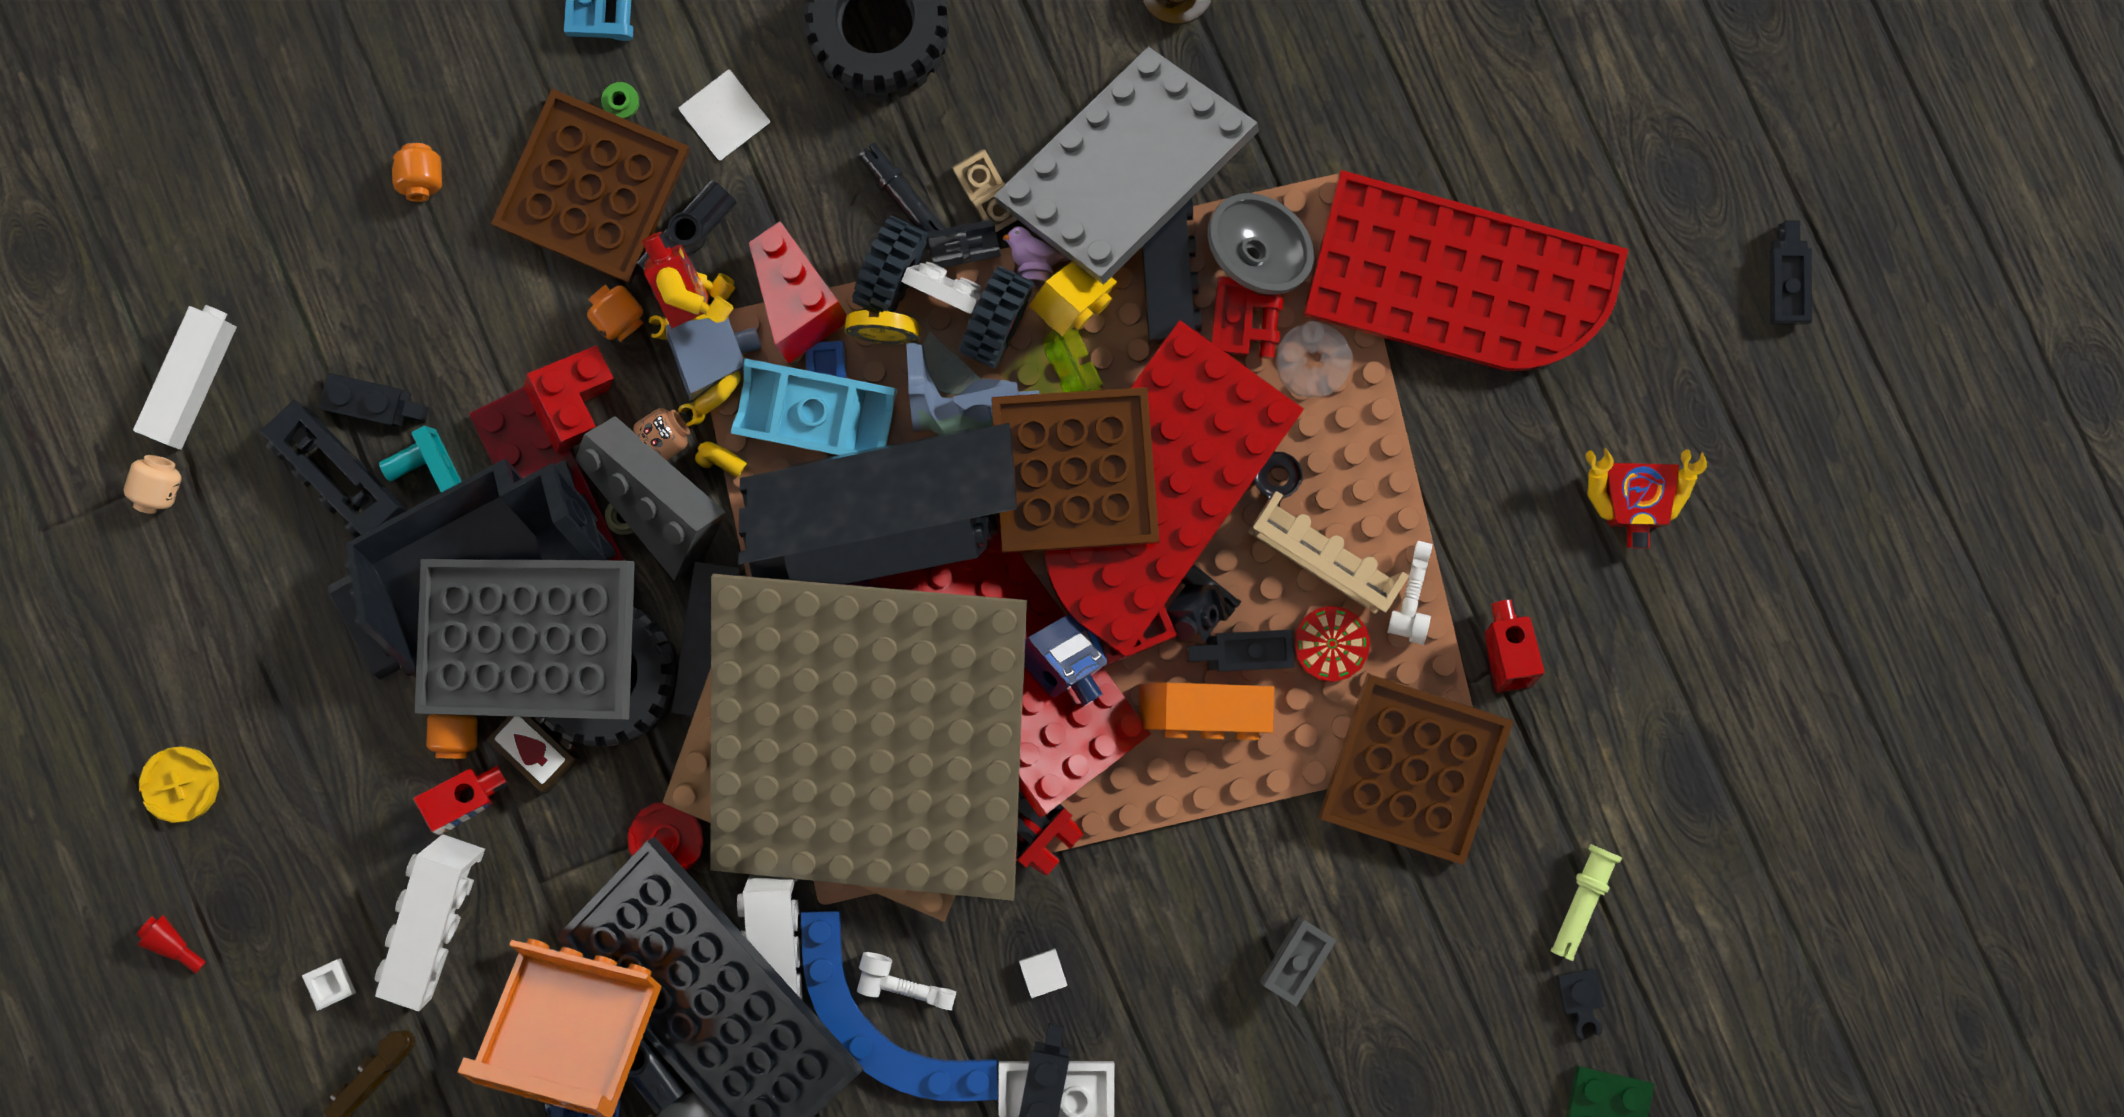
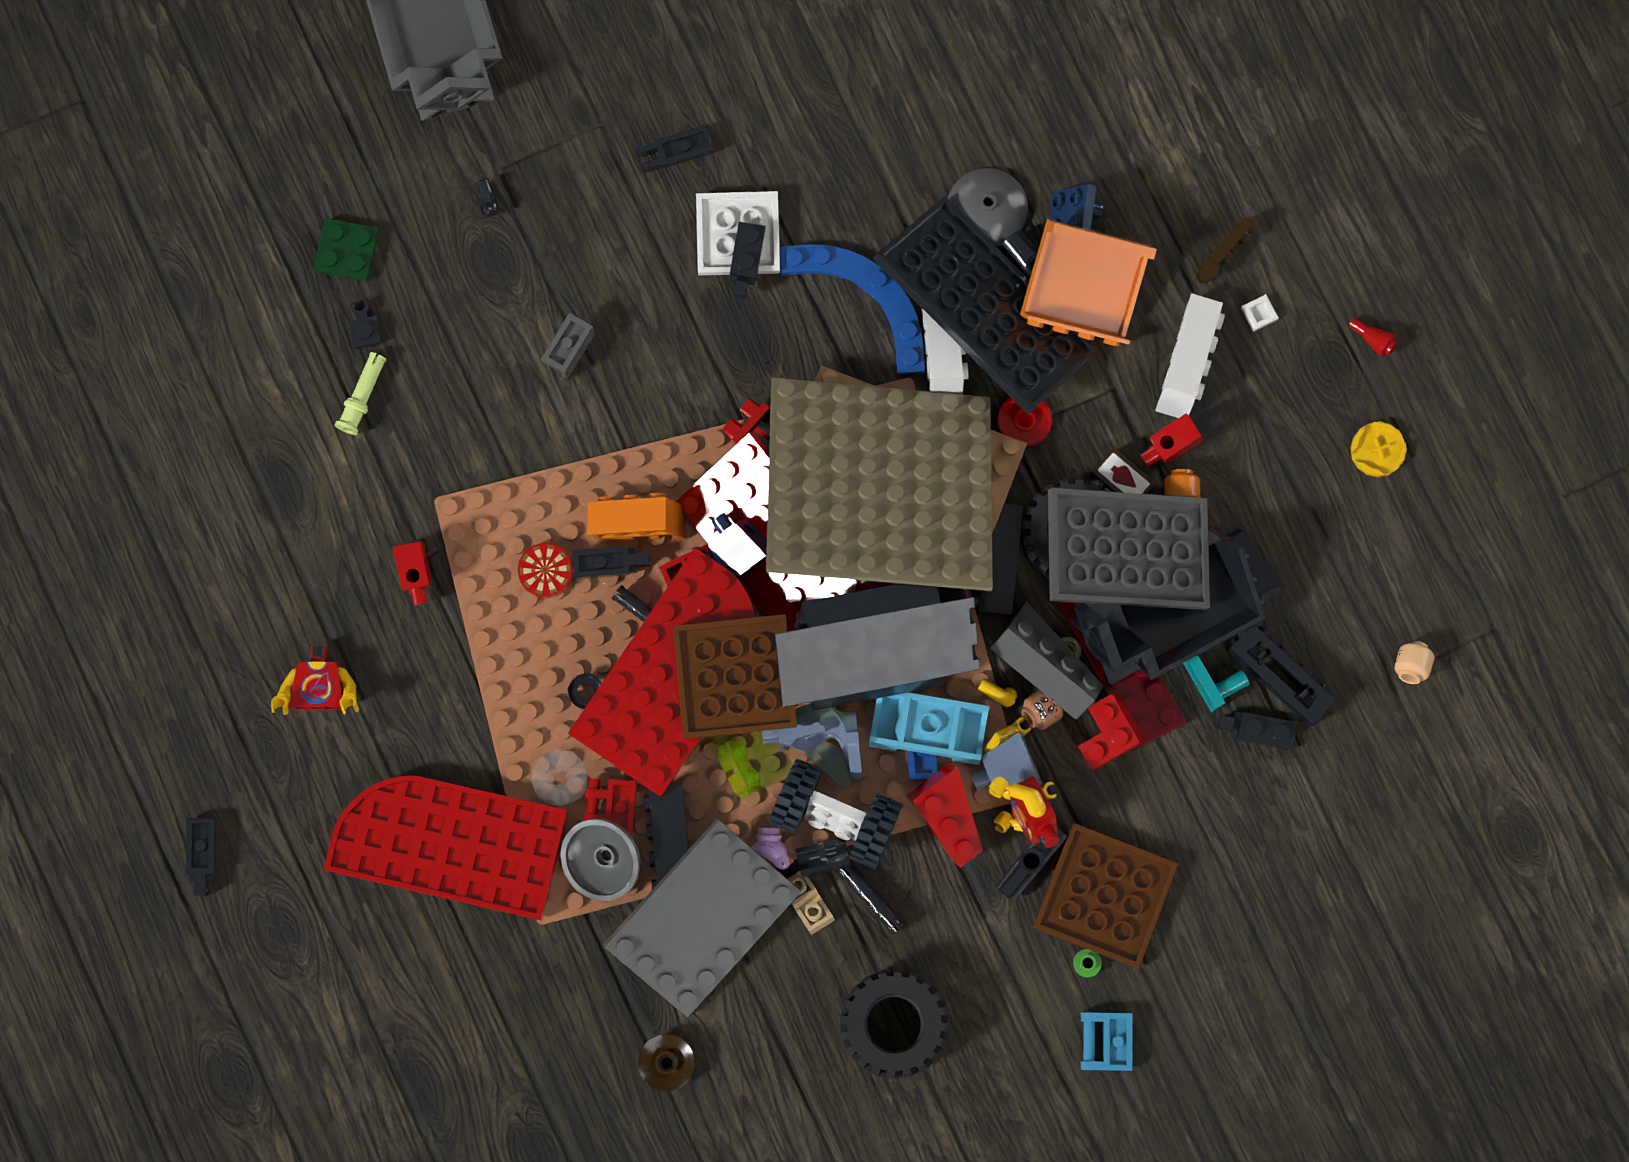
camera: 175 degrees left, 5 degrees down
(185, 376) = (1396, 742): white brick -> none
(416, 172) = (1236, 902): orange head -> none
(615, 312) = (1081, 799): orange head -> none
(724, 115) = (1008, 956): white sticker -> none
(876, 978) = (869, 328): white brick -> none
(885, 329) = (880, 787): yellow tile -> none
(1043, 973) = (750, 334): white tile -> none
(1071, 298) = (743, 810): yellow brick -> none
(1197, 612) = (644, 586): black brick -> none
(1326, 557) = (550, 626): tan window -> none
(1407, 621) = (489, 587): white brick -> none
(1415, 769) = (483, 482): reddish brown plate -> none

